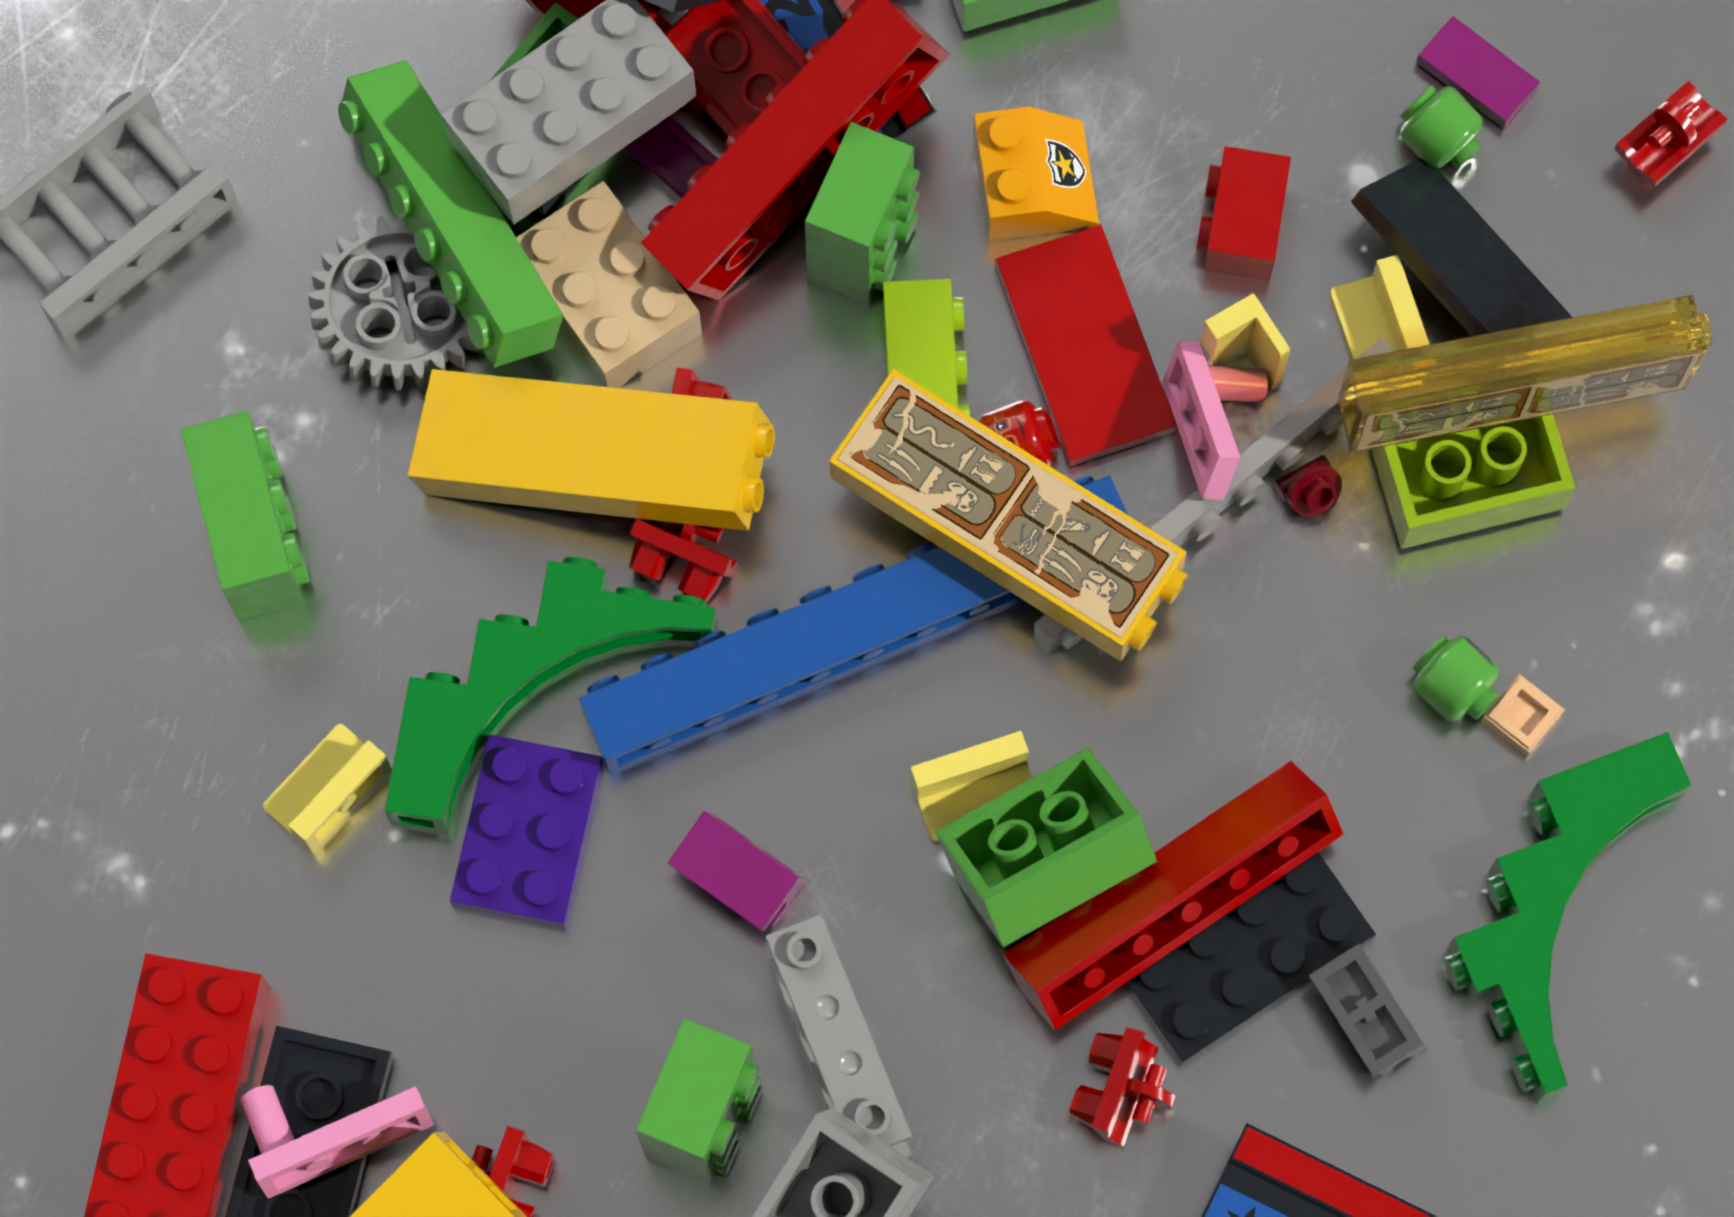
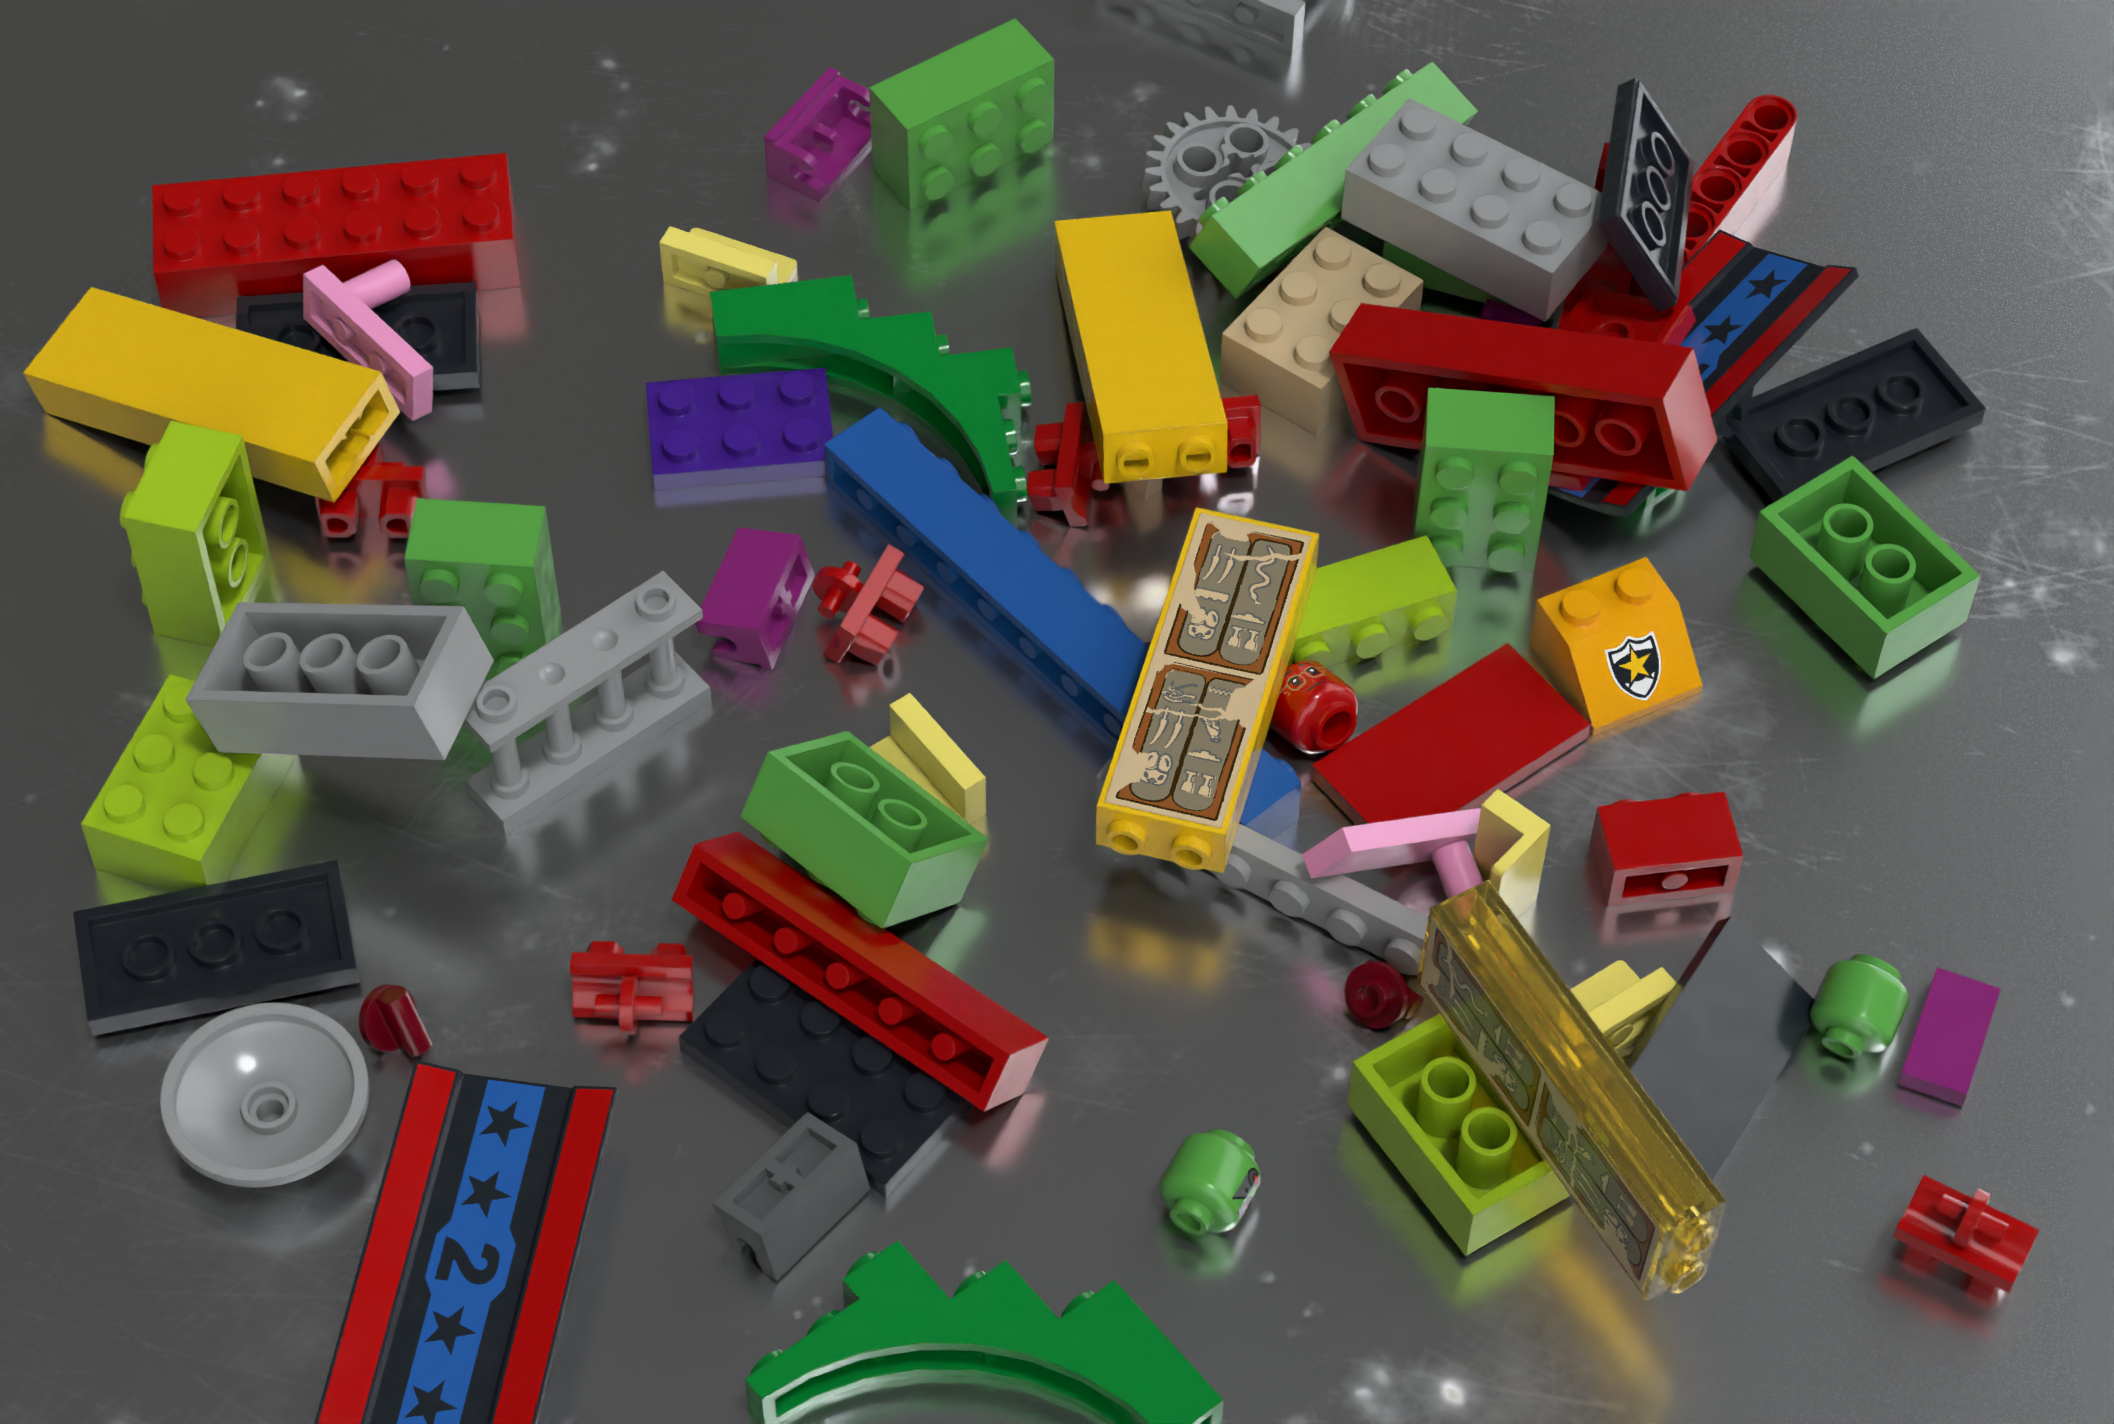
camera: 70 degrees right, 20 degrees down
(198, 653) = (819, 136): none -> magenta hinge
(777, 781) = (843, 592): none -> red hips
(1522, 715) = (1199, 1275): light nougat tile -> none

